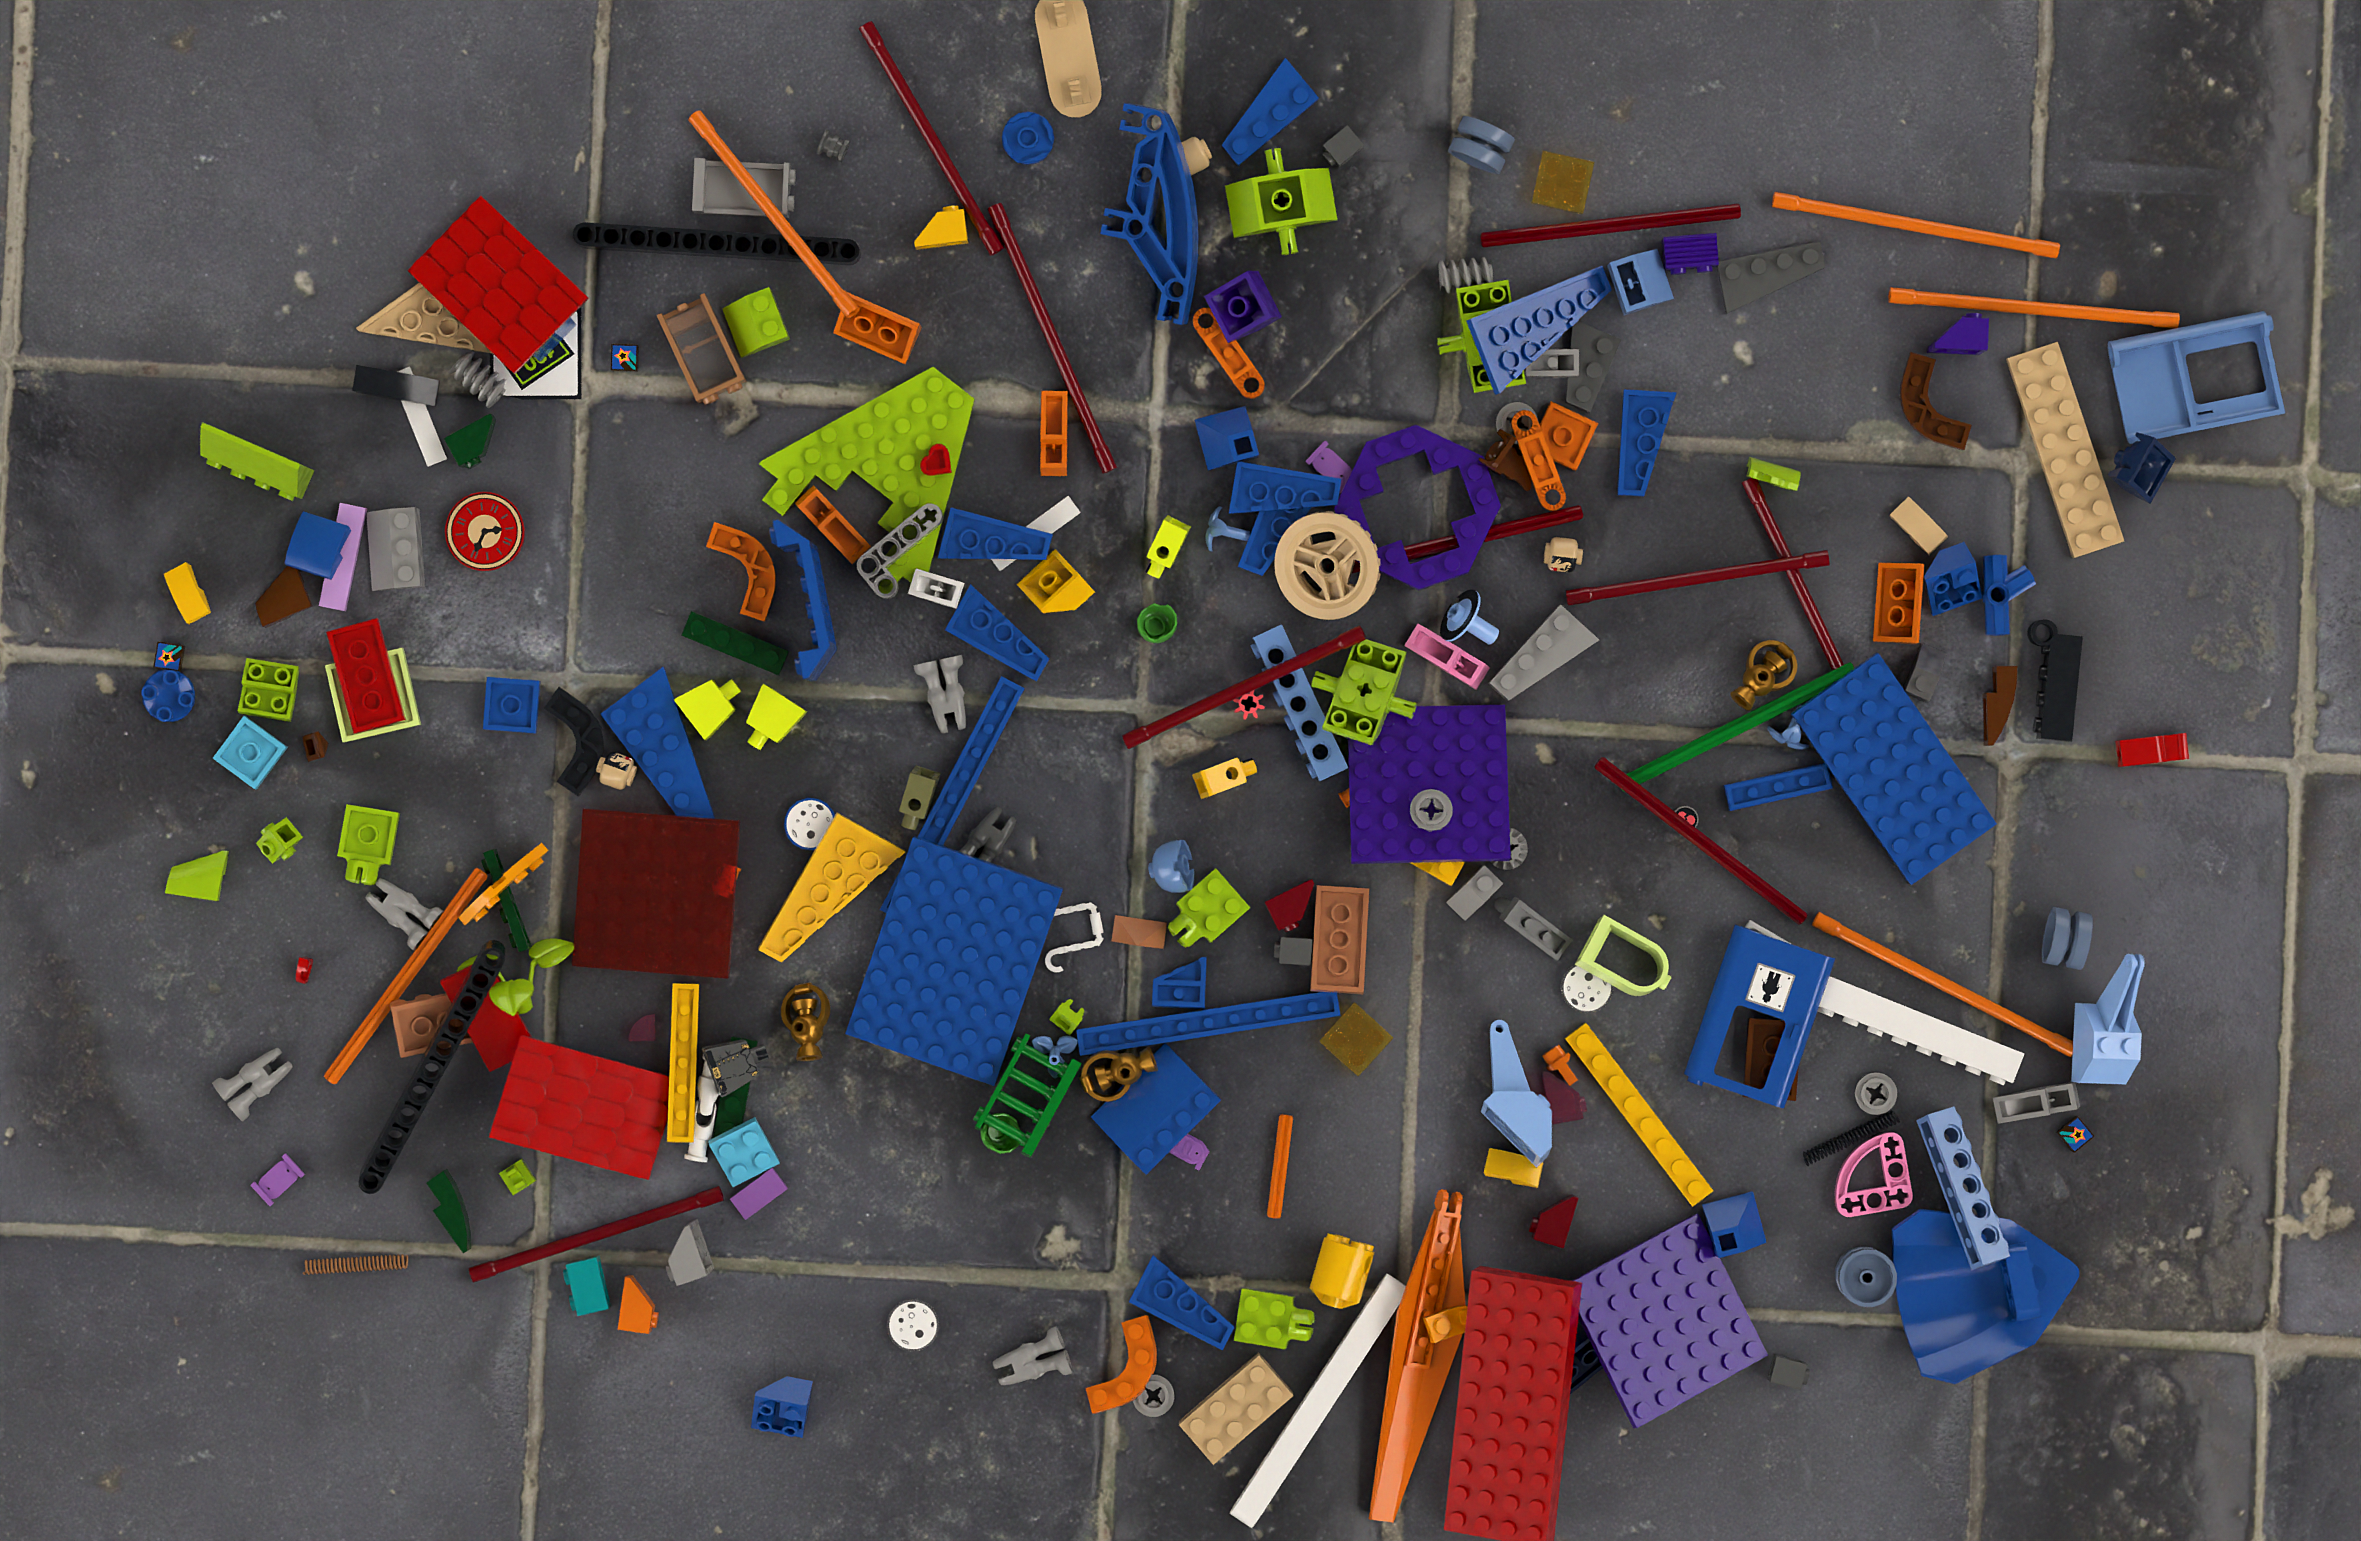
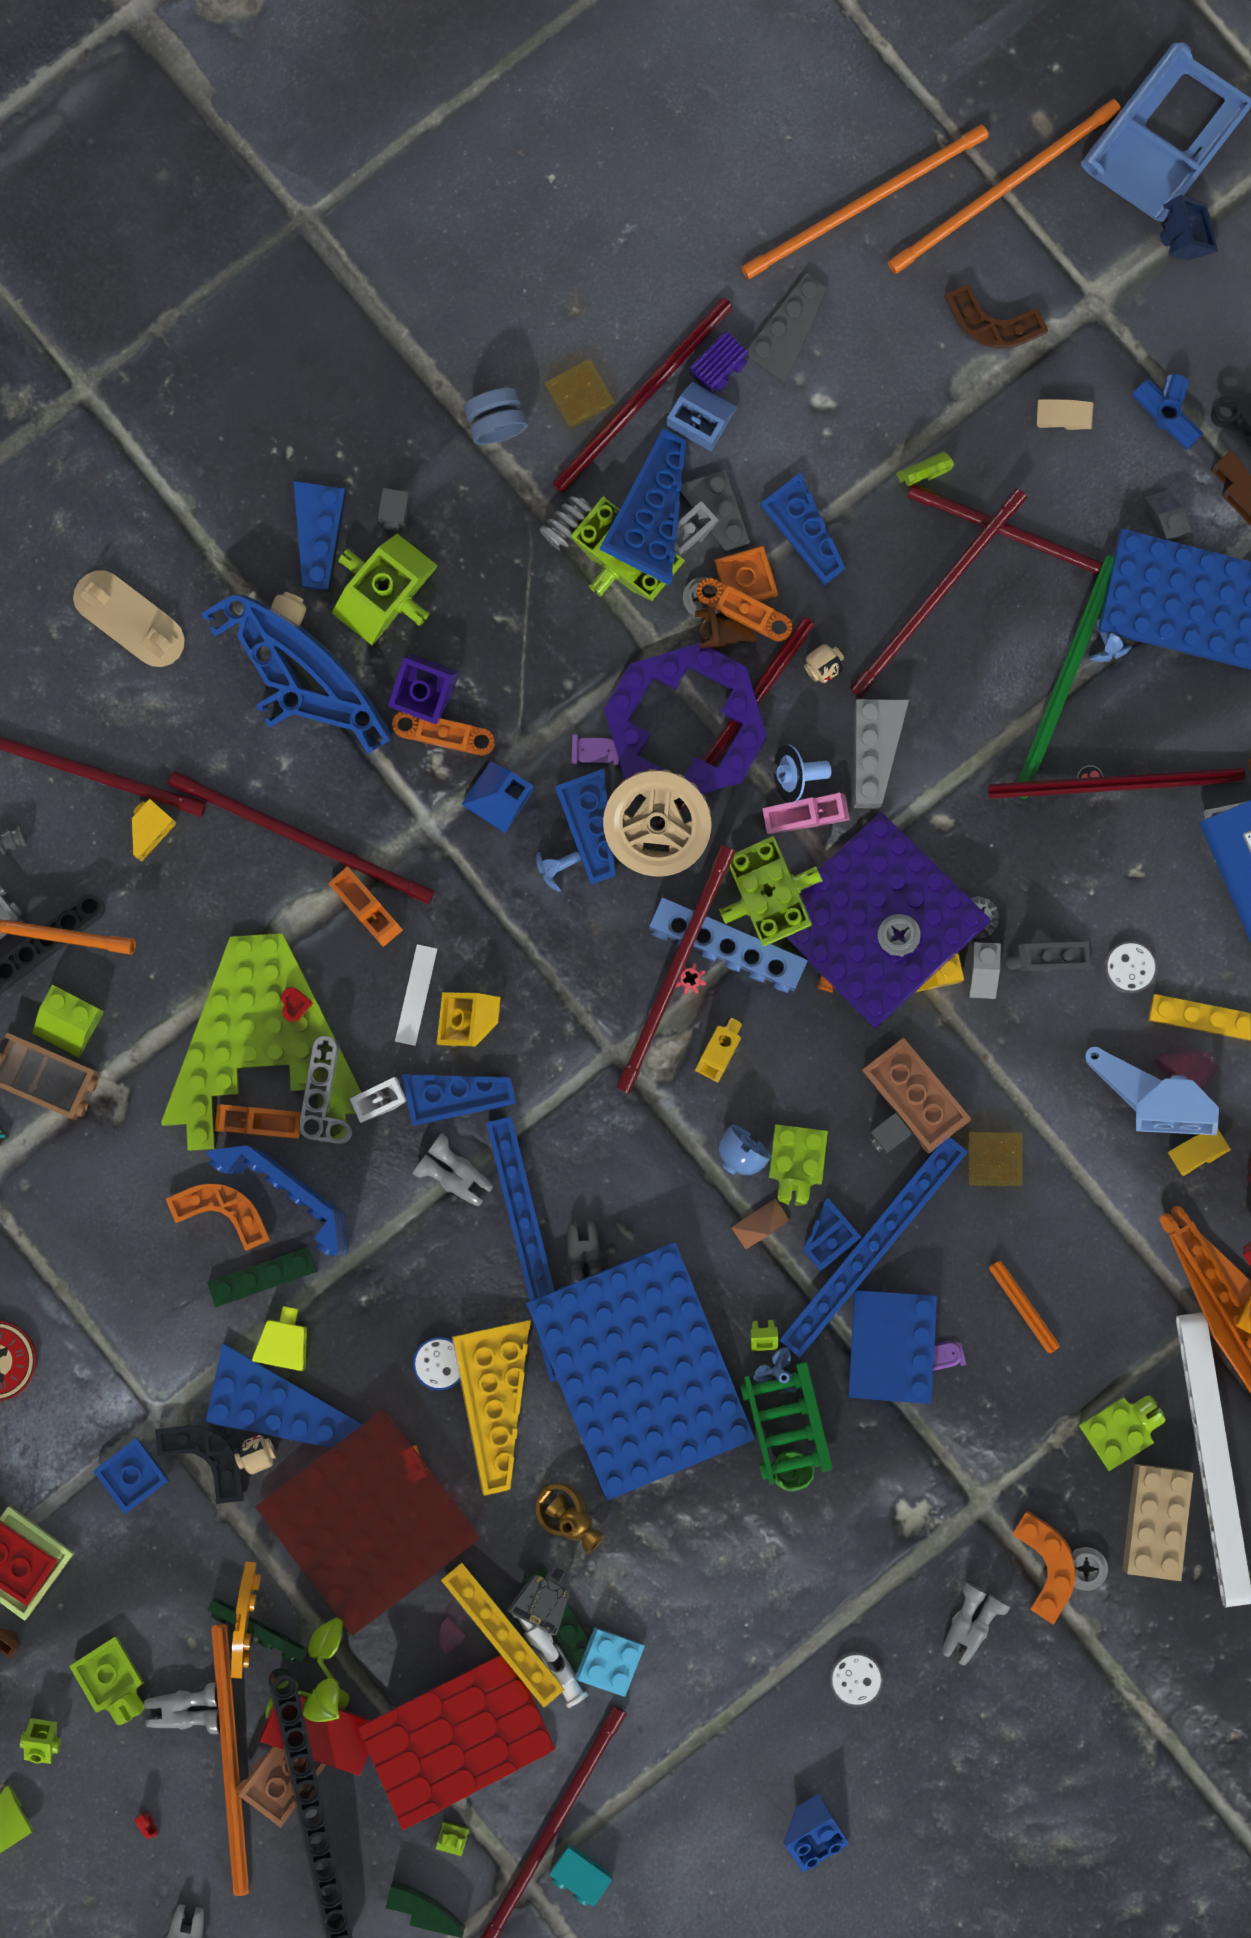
camera: 40 degrees left, 5 degrees down
(636, 1309) = (634, 1859): orange slope -> none
(690, 1256) = (640, 1781): light grey slope -> none
(758, 1193) = (649, 1683): medium lavender tile -> none
(772, 717) = (339, 1307): neon yellow torso -> none
(879, 330) = (165, 944): orange slope -> none
(920, 786) = (498, 1260): olive torso -> none
(983, 537) = (383, 1029): blue wing -> none
(1028, 138) = (153, 706): blue tile -> none
(1096, 928) = (726, 1249): white piece -> none
(1116, 1072) = (839, 1345): pearl gold piece -> none
(1157, 623) = (568, 979): bright green hair -> none
(1171, 535) = (521, 903): neon yellow torso -> none
(1177, 1303) = (1041, 1481): blue wing -> none
(1273, 488) = (567, 801): blue wing -> none
(1290, 906) = (856, 1102): dark red slope -> none
(1341, 1271) = (1143, 1345): yellow cylinder -> none
(1557, 1060) = (1158, 1041): orange piece -> none
(1594, 944) = (1108, 931): yellowish green window -> none
(1759, 678) = (1051, 625): pearl gold piece -> none
(1777, 786) = (1135, 694): blue tile -> none
(1898, 603) = (1102, 481): orange slope -> none
(1952, 579) = (1126, 430): blue slope -> none
(1964, 336) = (975, 247): dark purple slope -> none
(2065, 450) = (1120, 268): tan plate -> none

